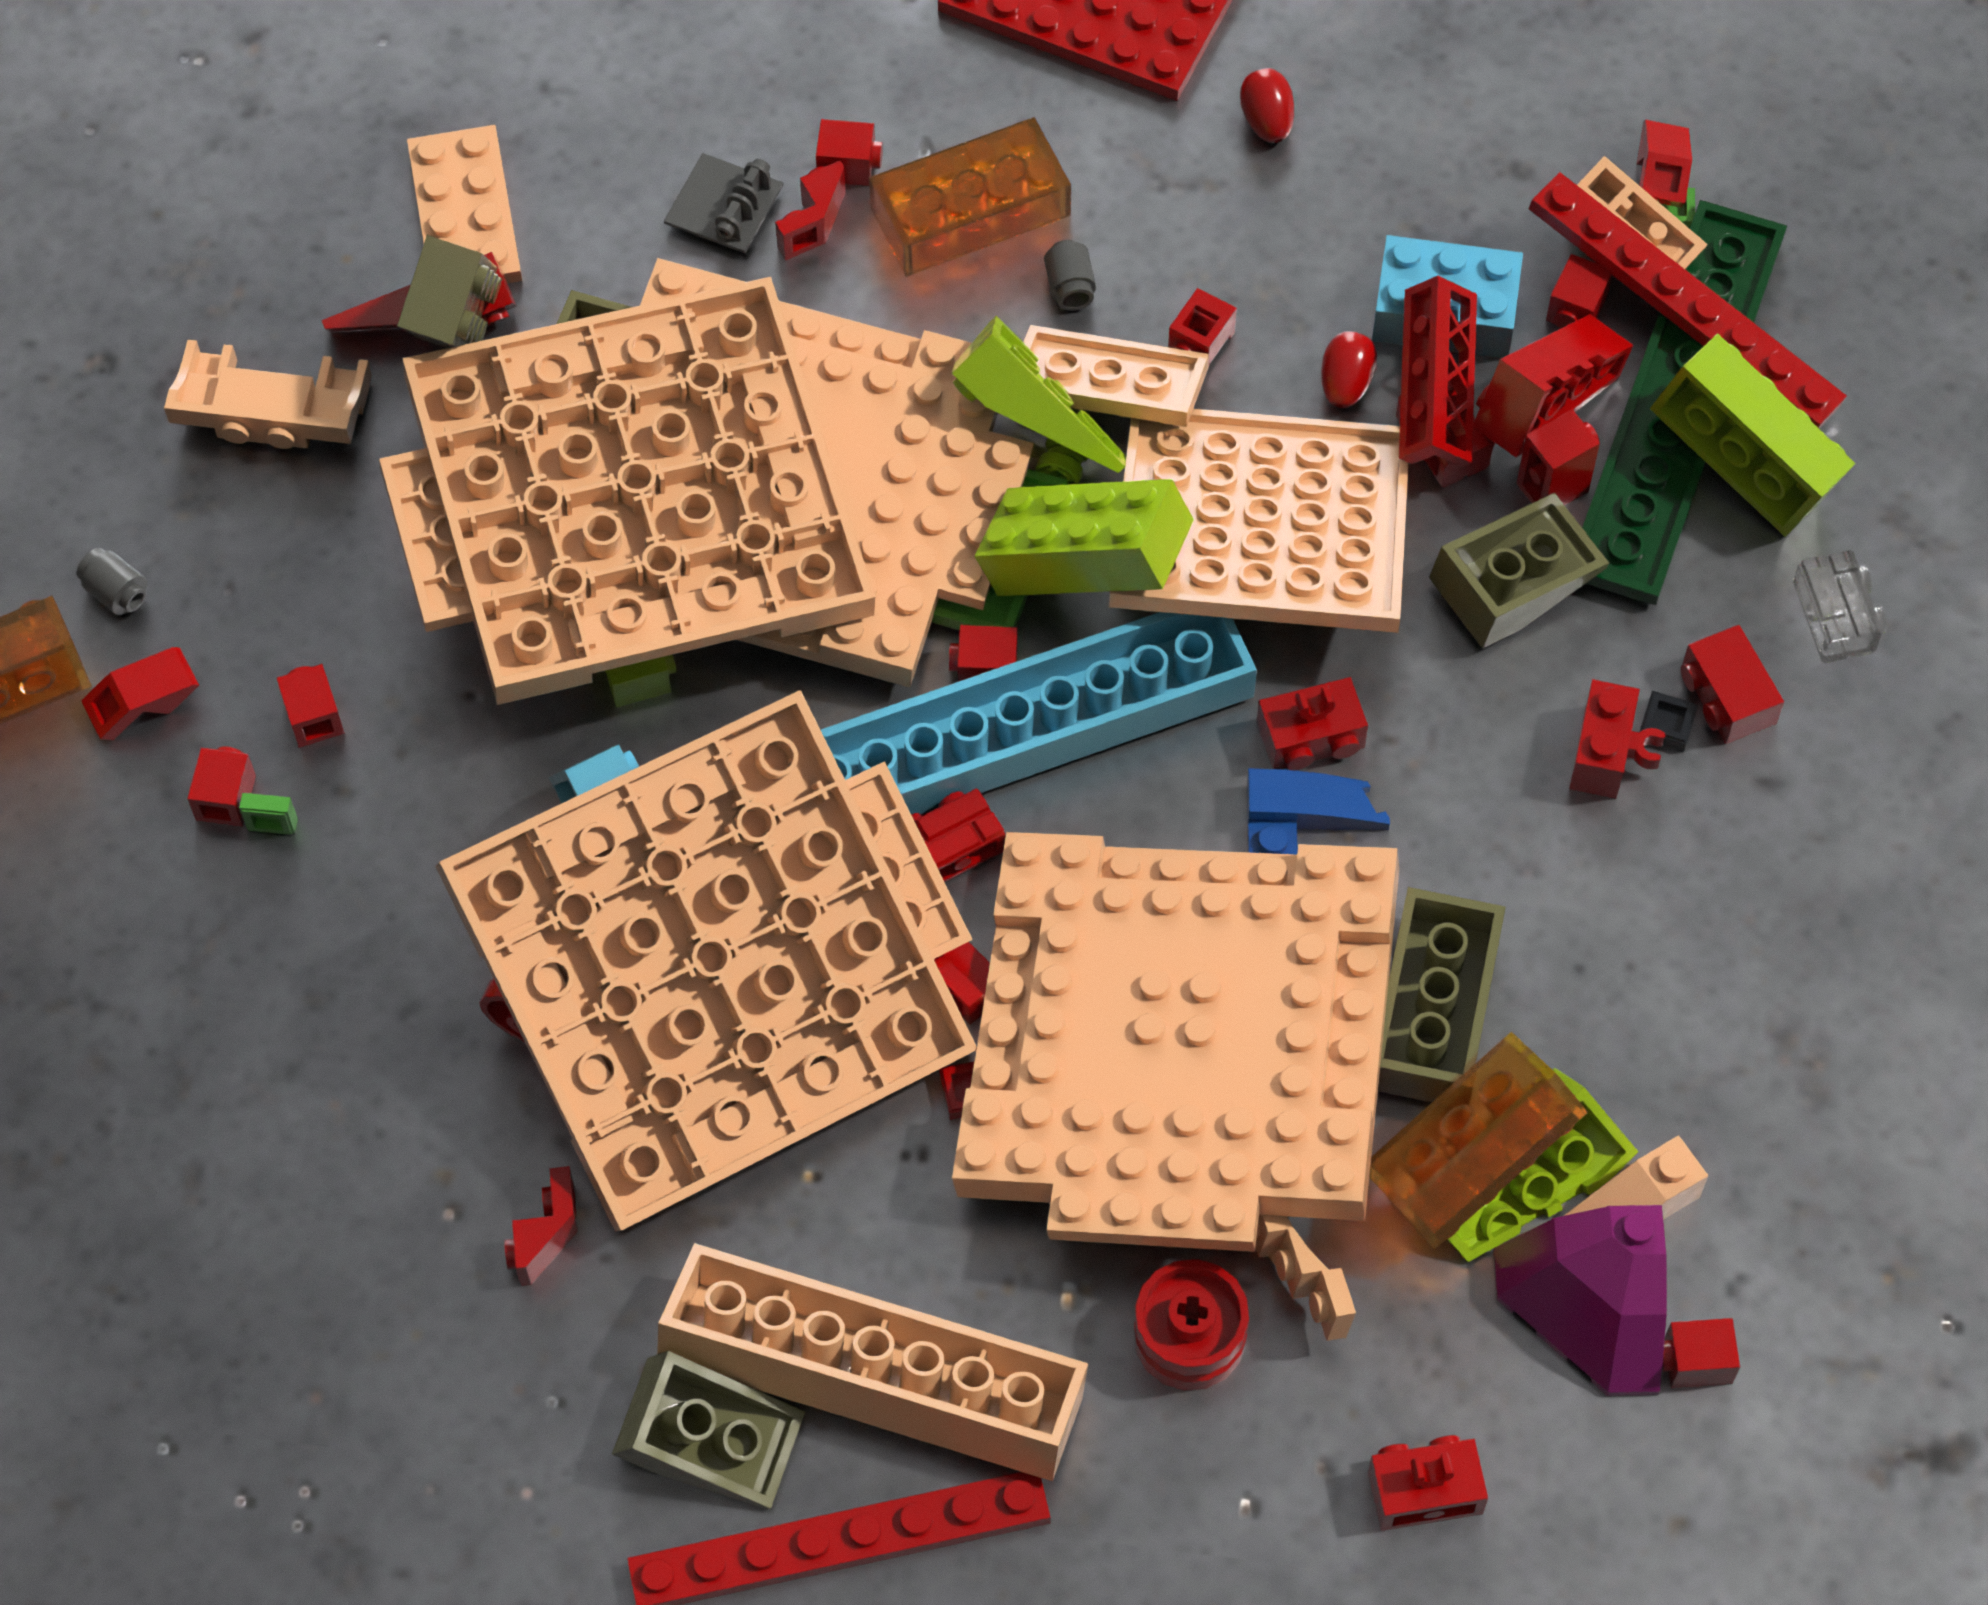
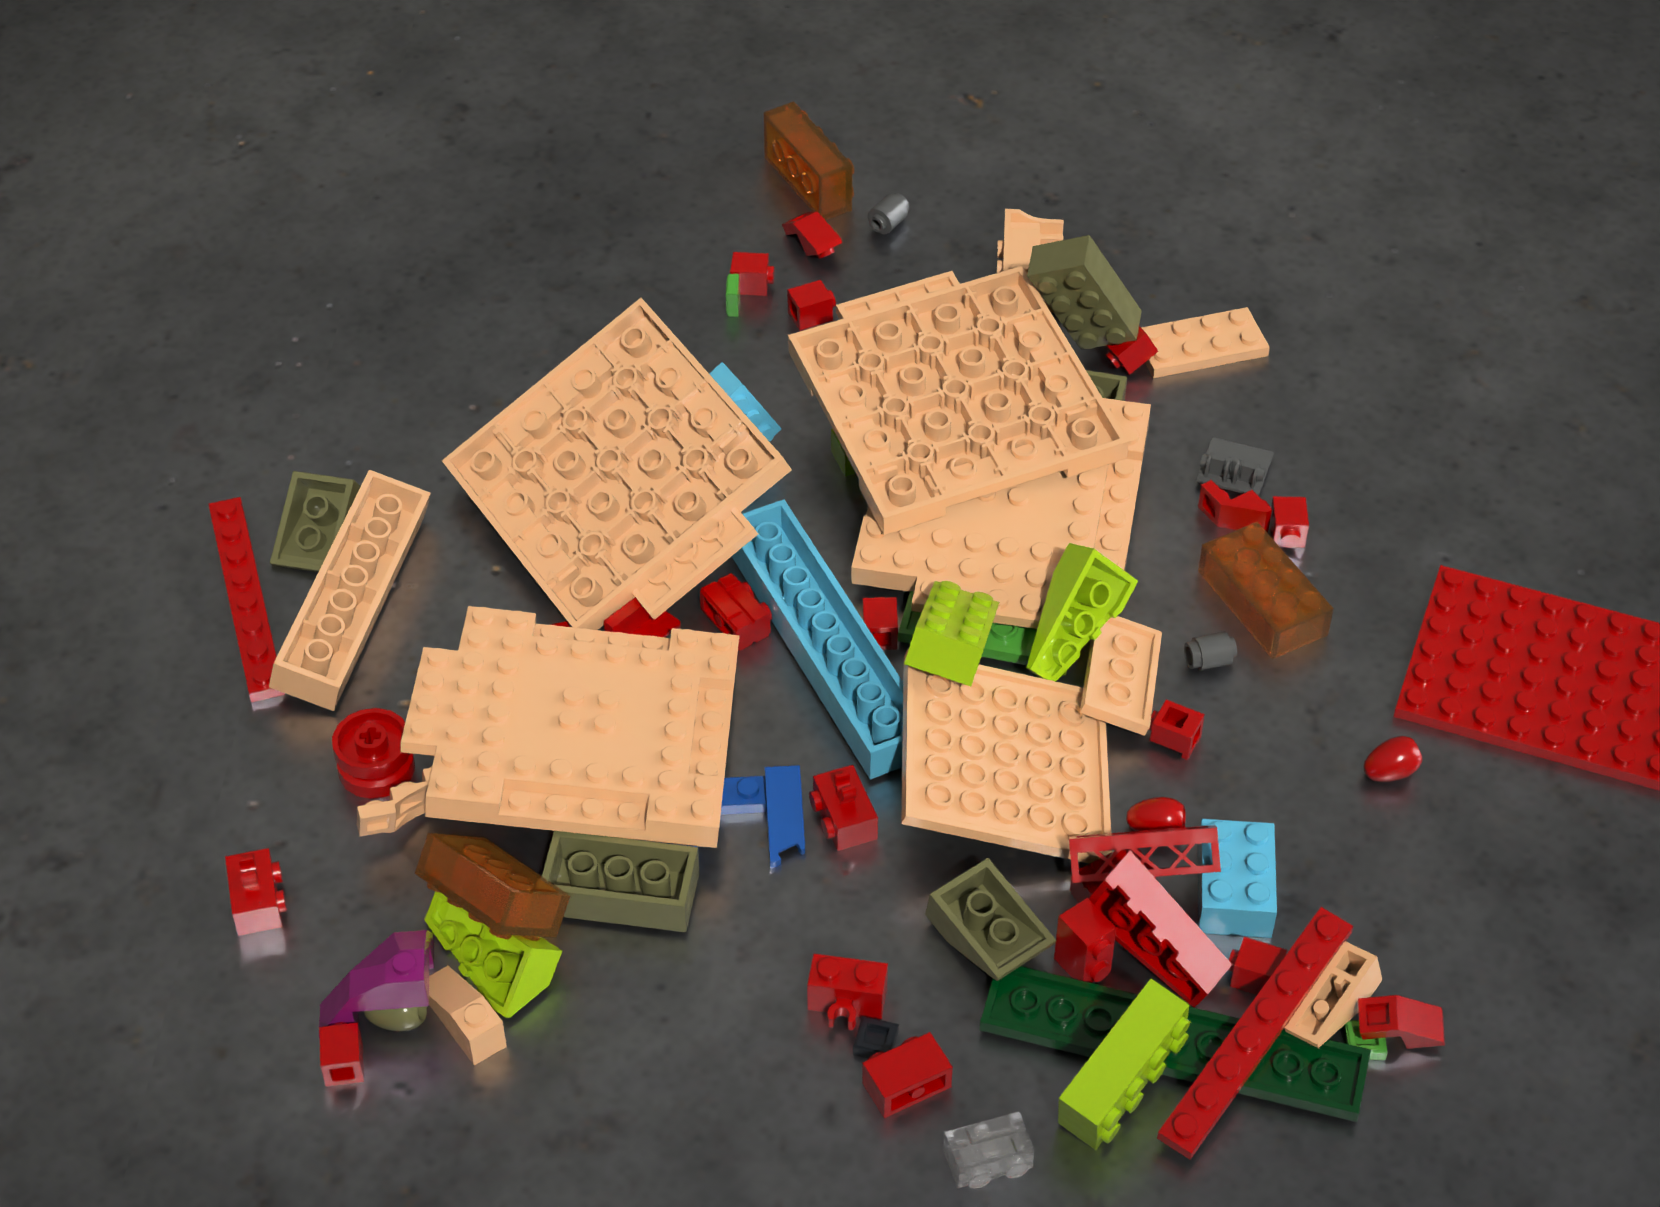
camera: 85 degrees right, 15 degrees down
(543, 1238) = (441, 435): red slope -> none

